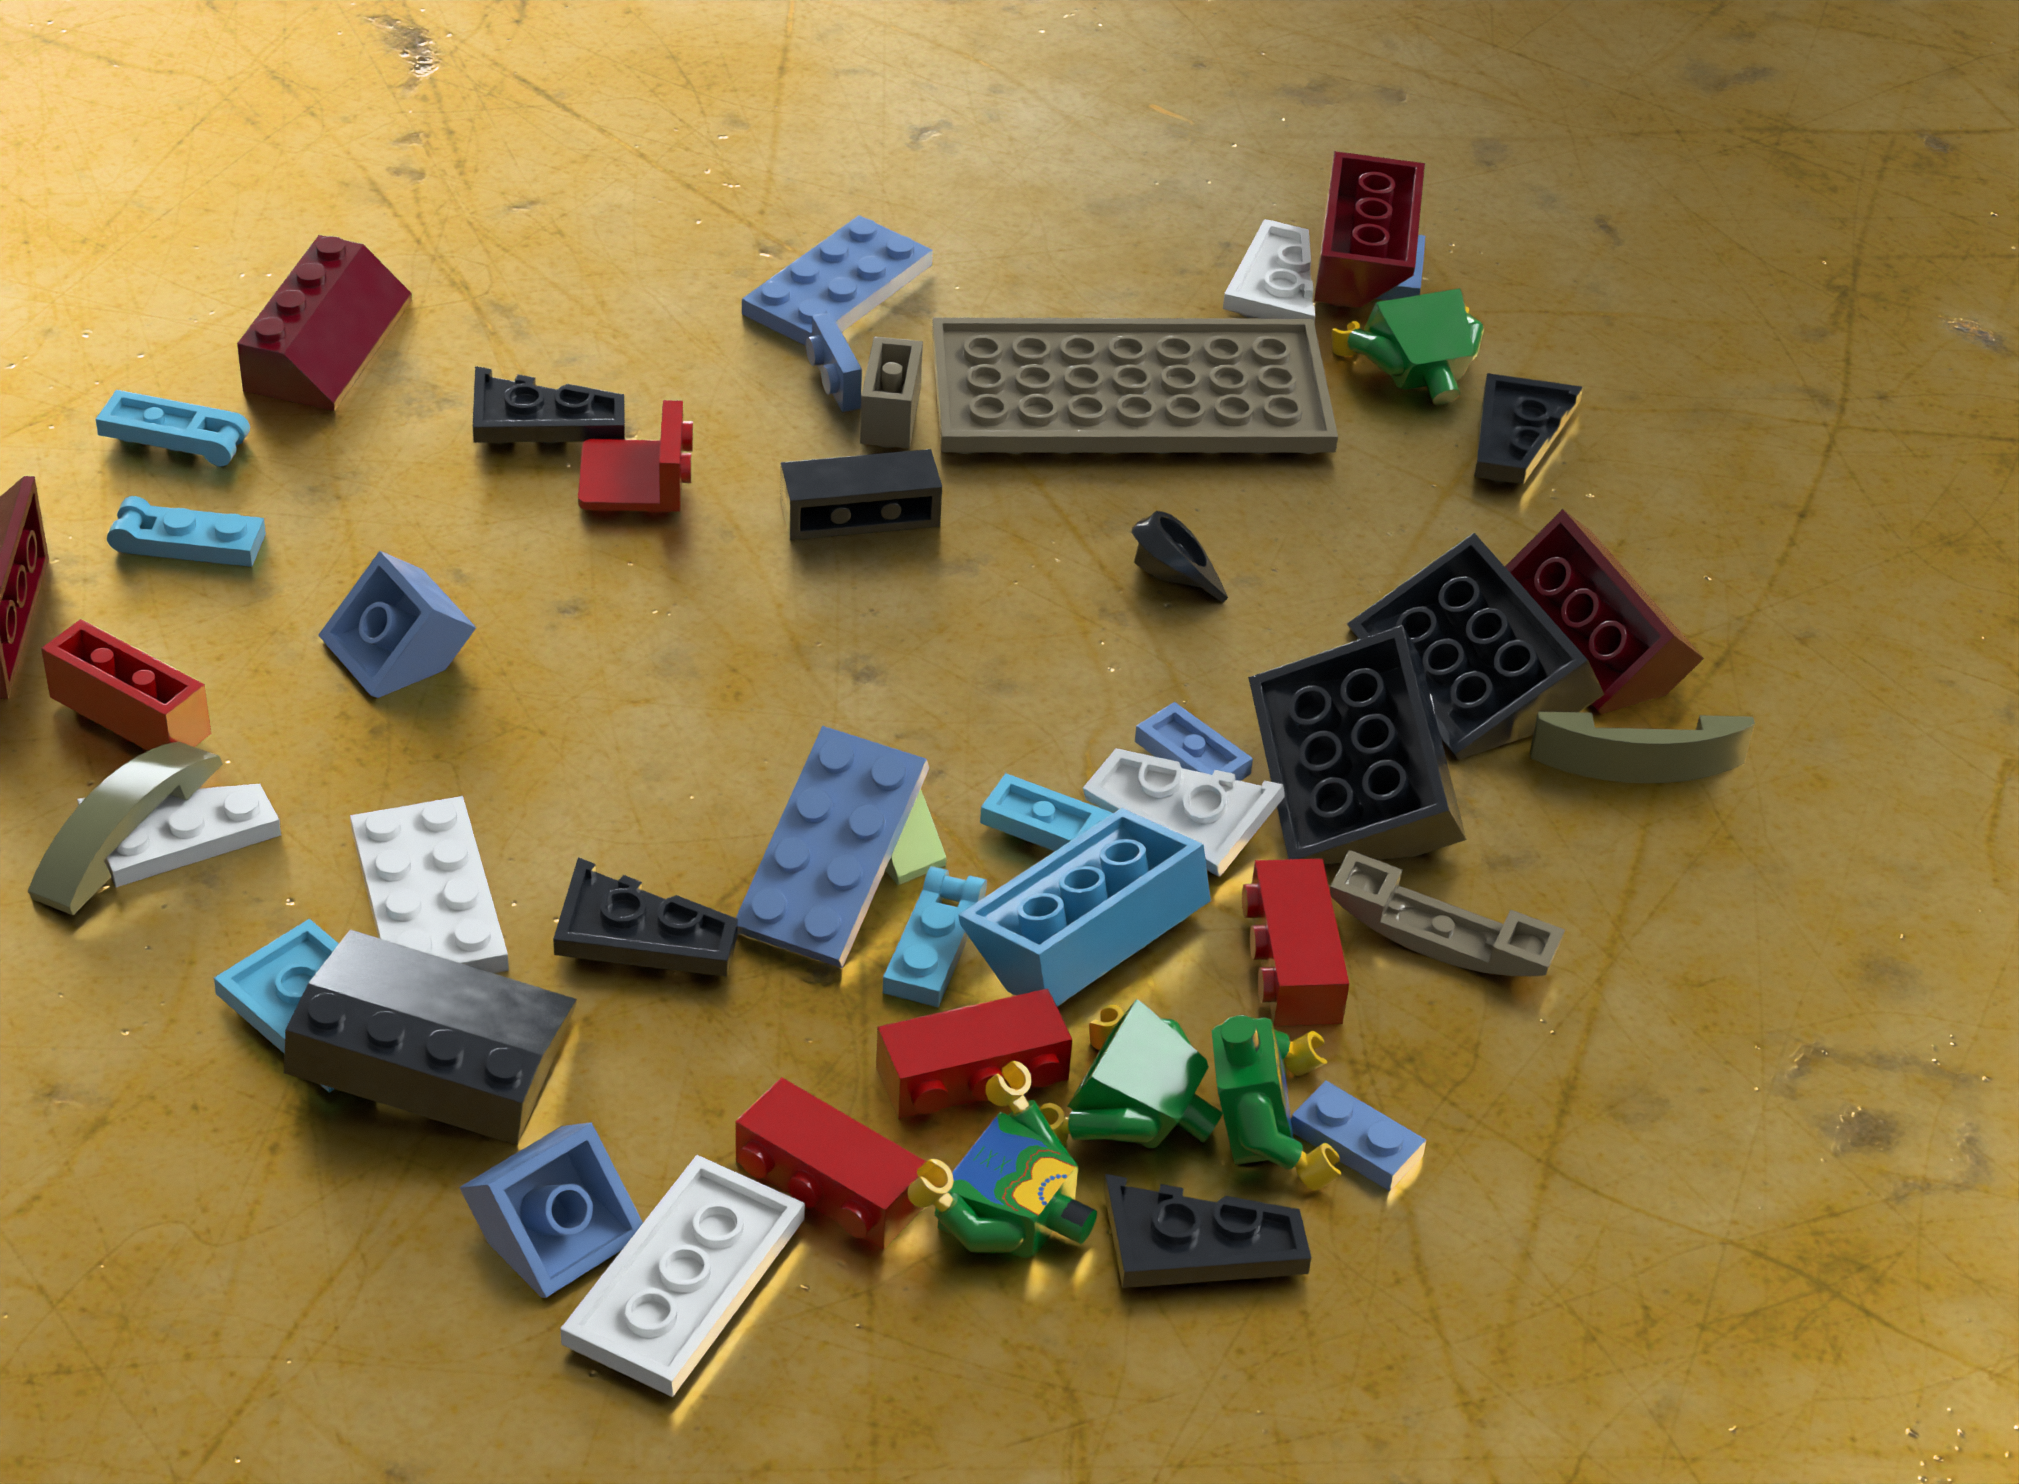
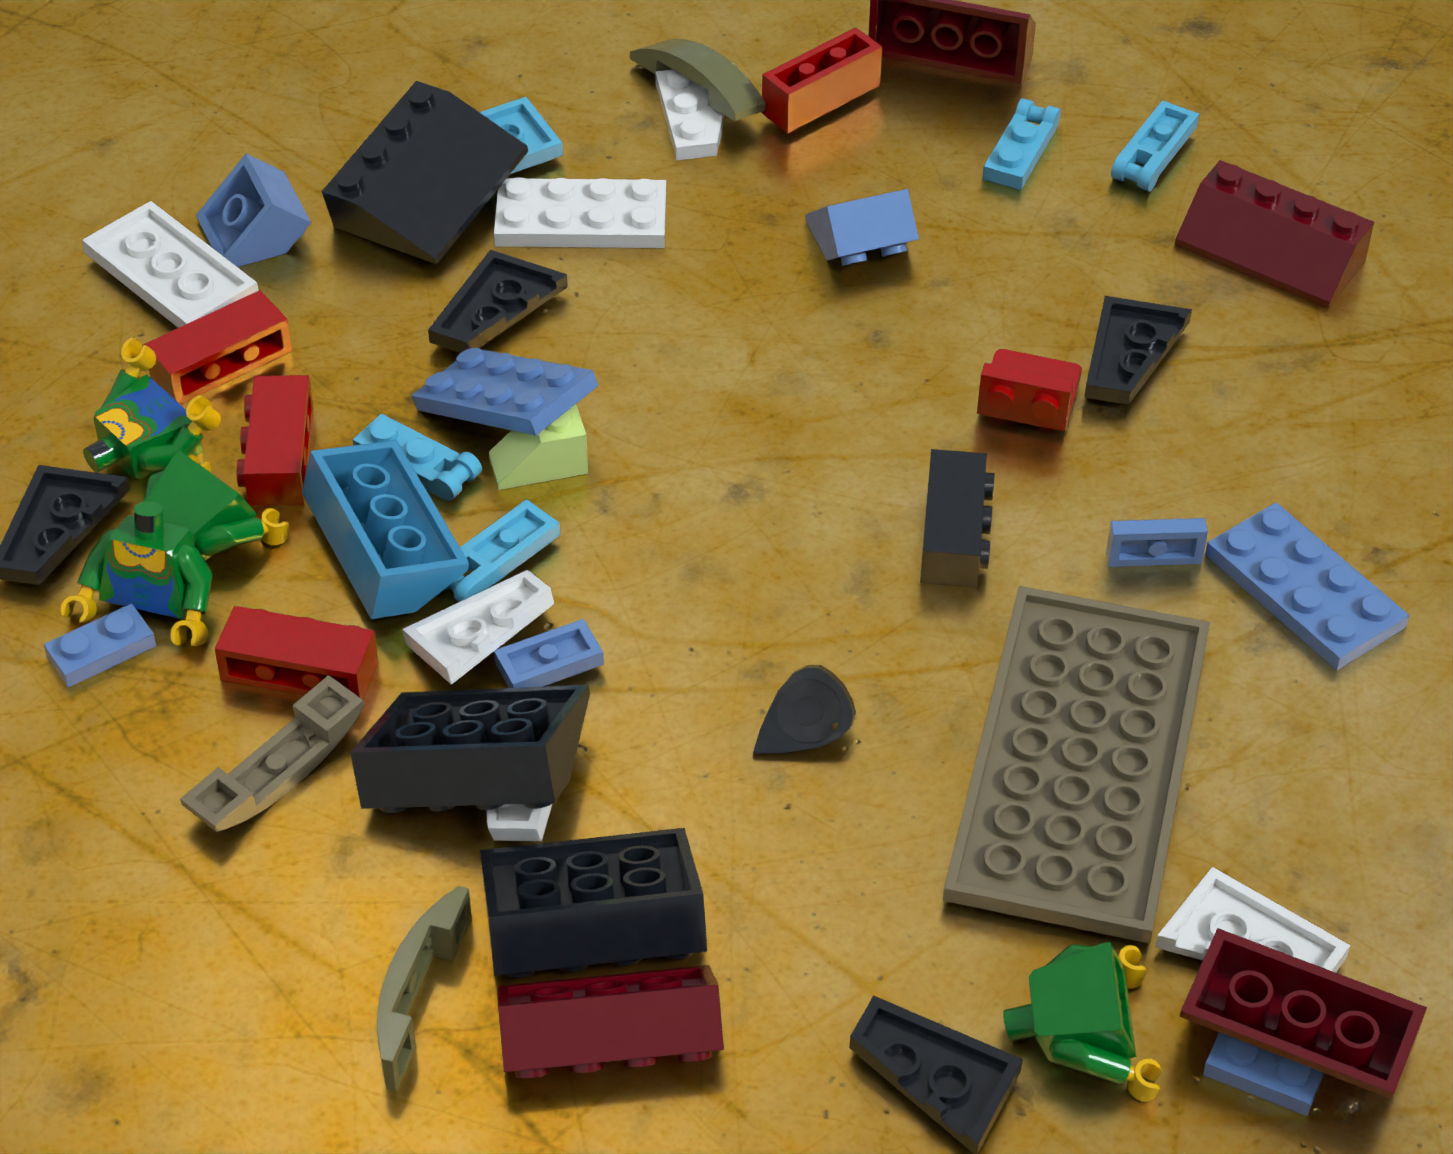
camera: 110 degrees right, 5 degrees up
(891, 392) = (1084, 556): dark tan brick -> none

